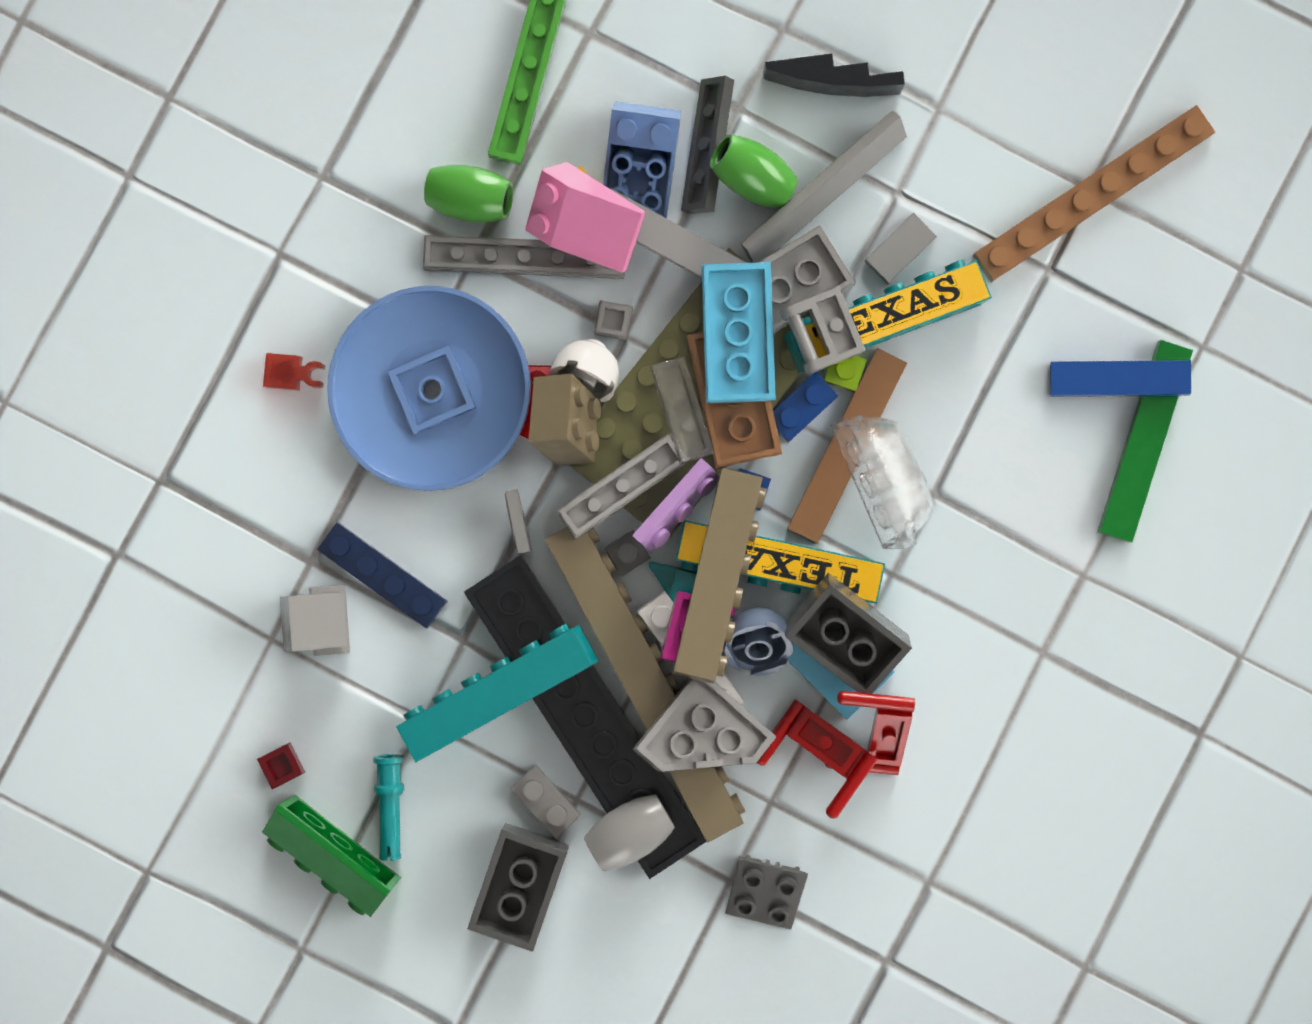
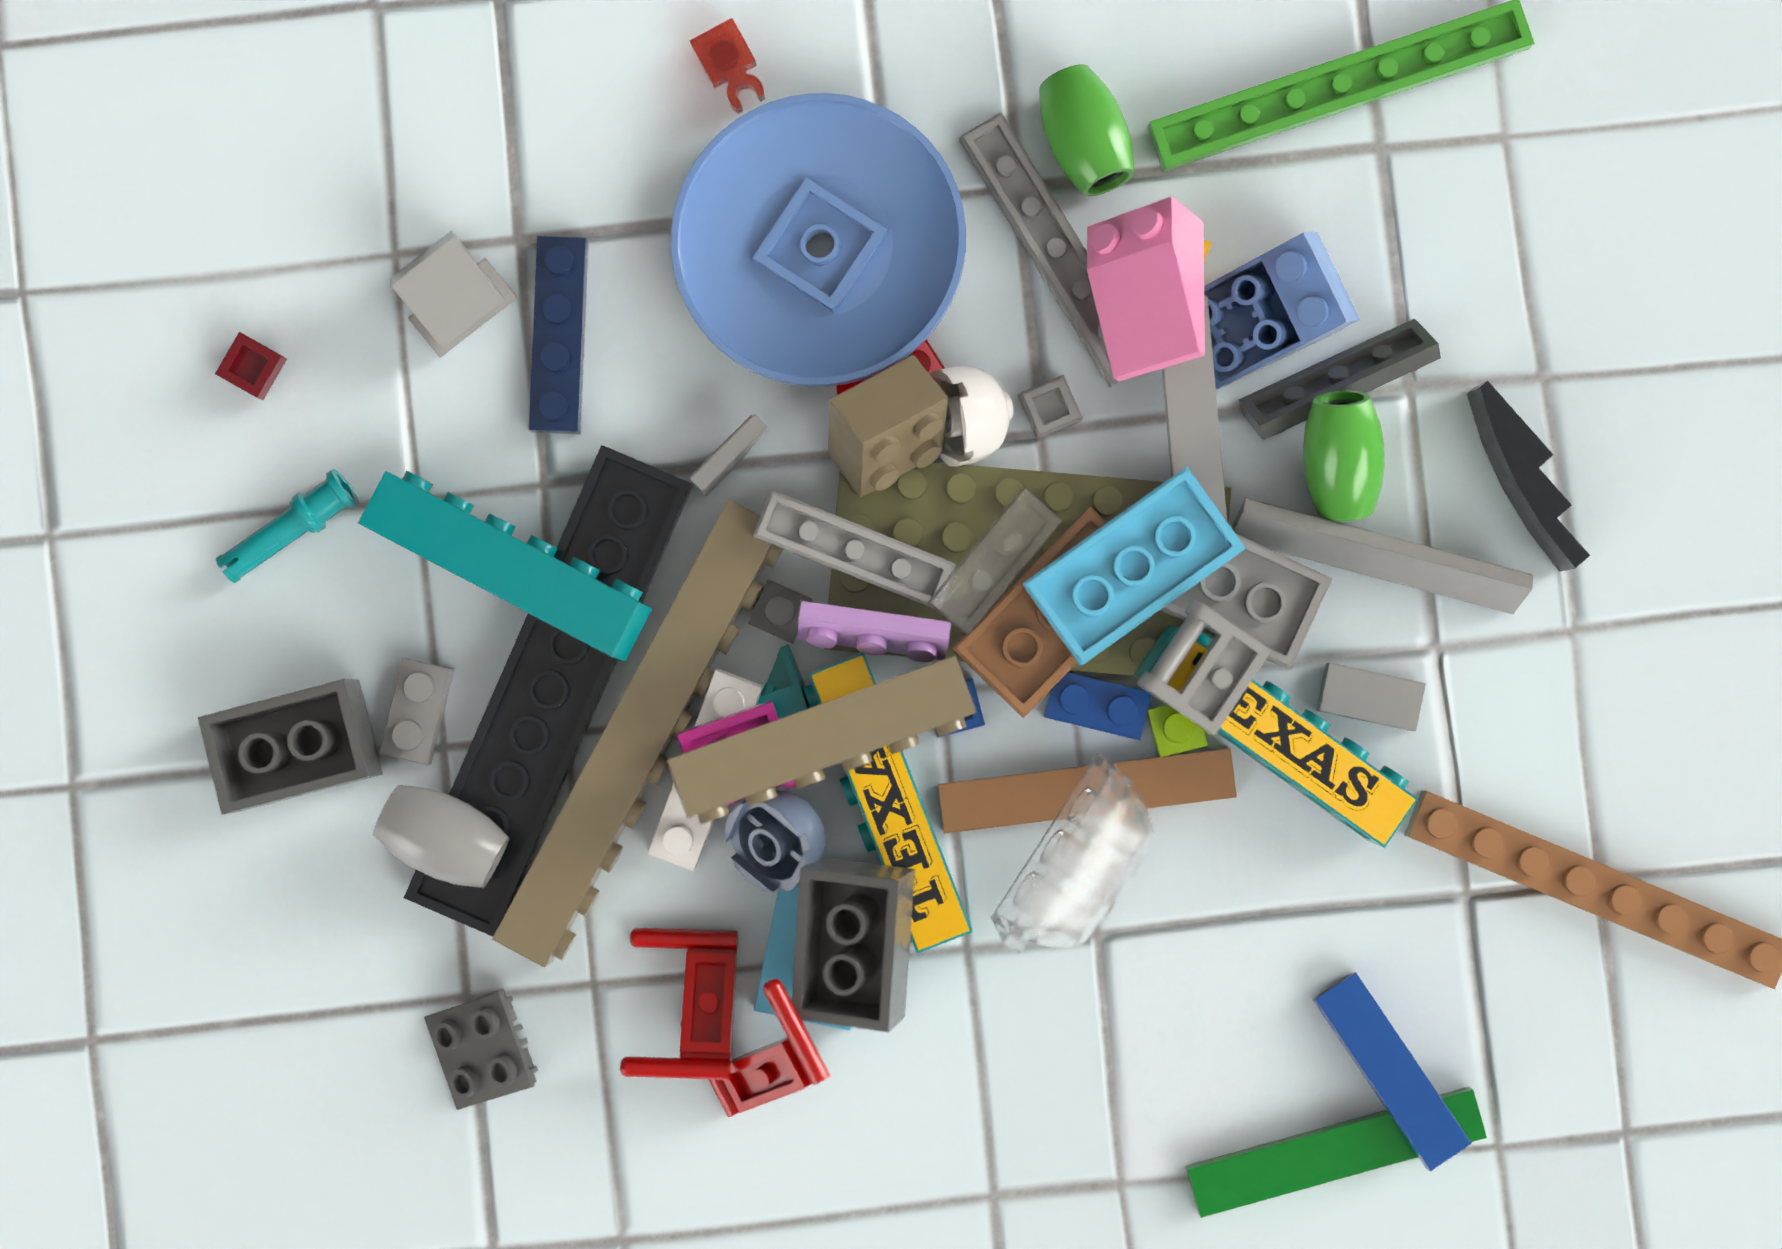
camera: 55 degrees right, 0 degrees up
(330, 855) = (182, 495): green slope -> none
(703, 731) = (623, 845): light grey plate -> none

